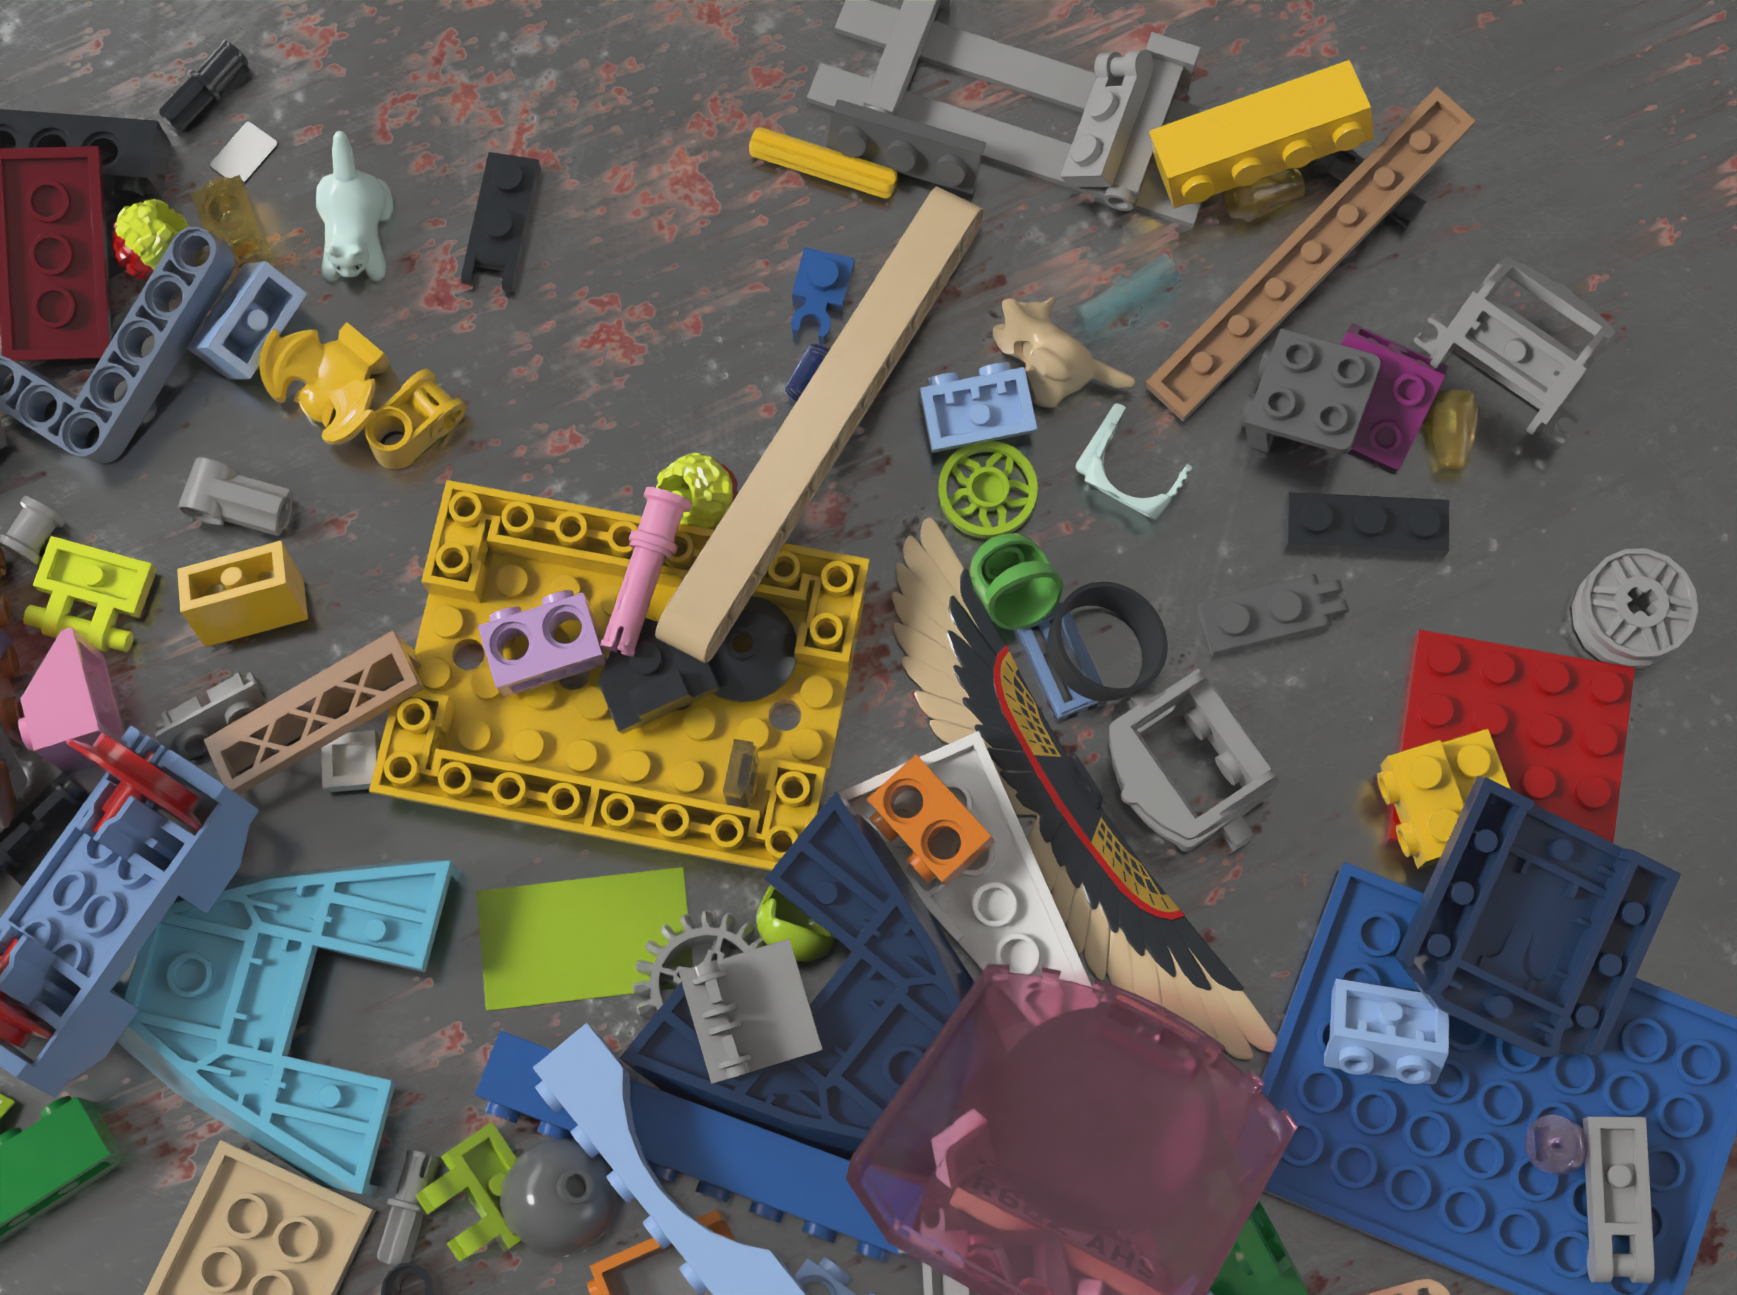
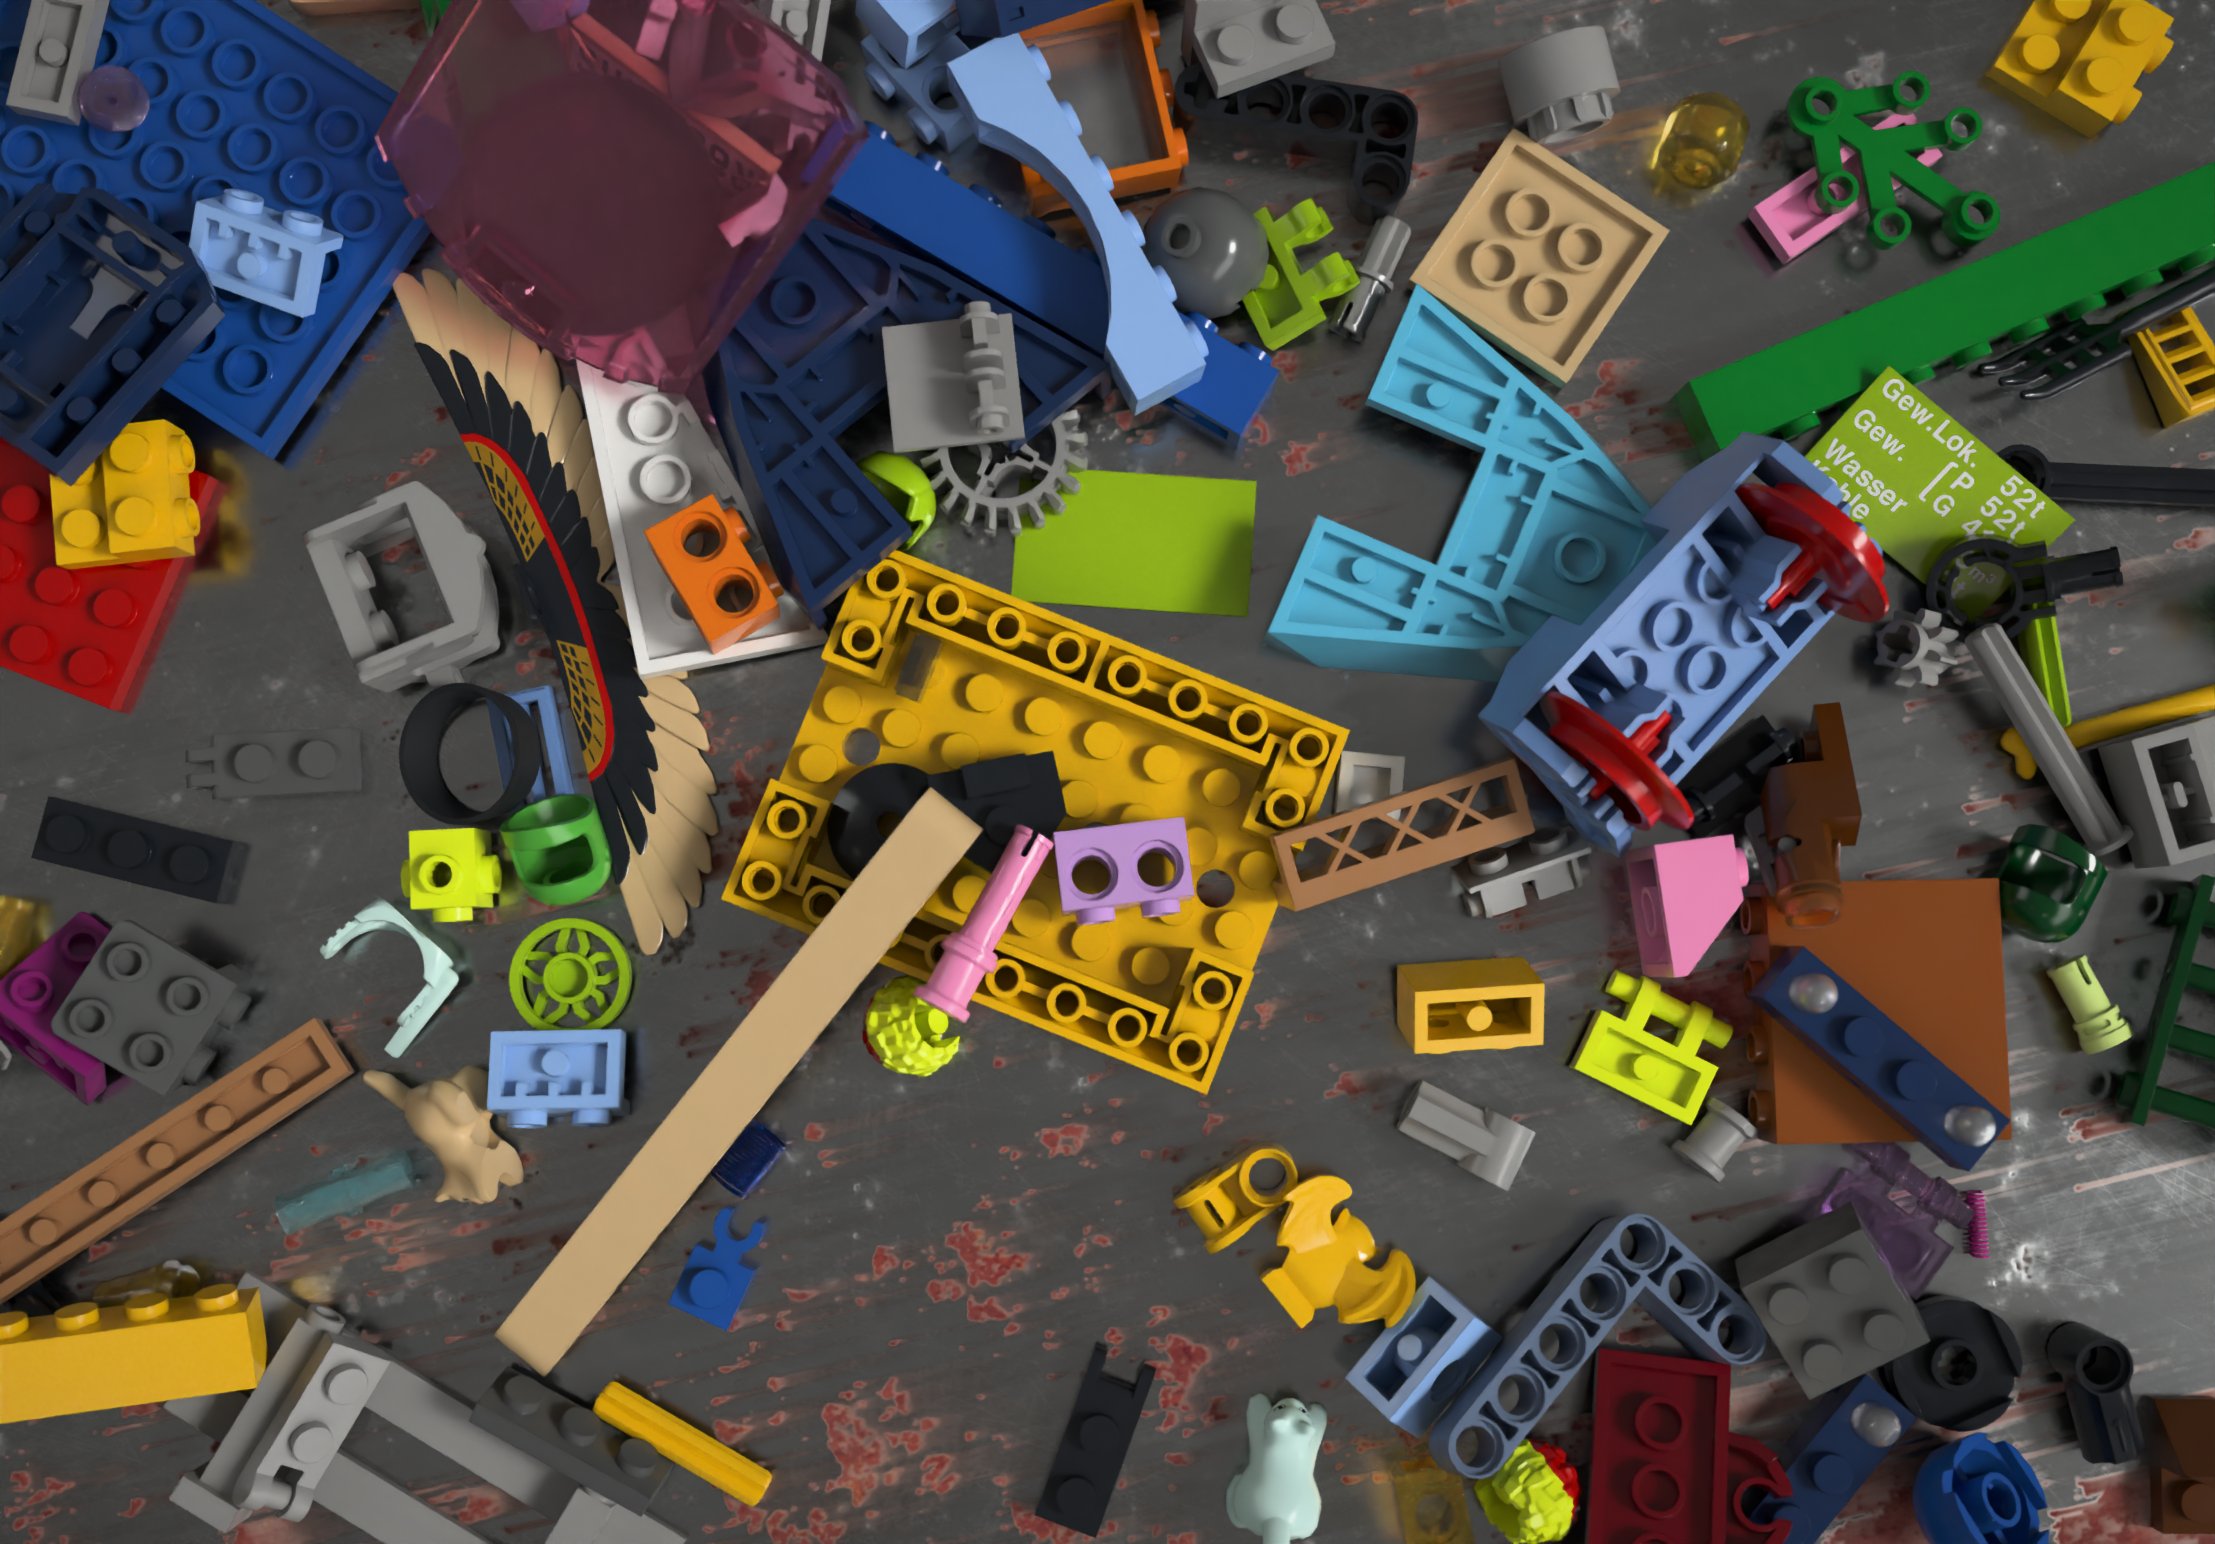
camera: 175 degrees left, 10 degrees up
(1099, 545) = (448, 853): none -> neon yellow brick

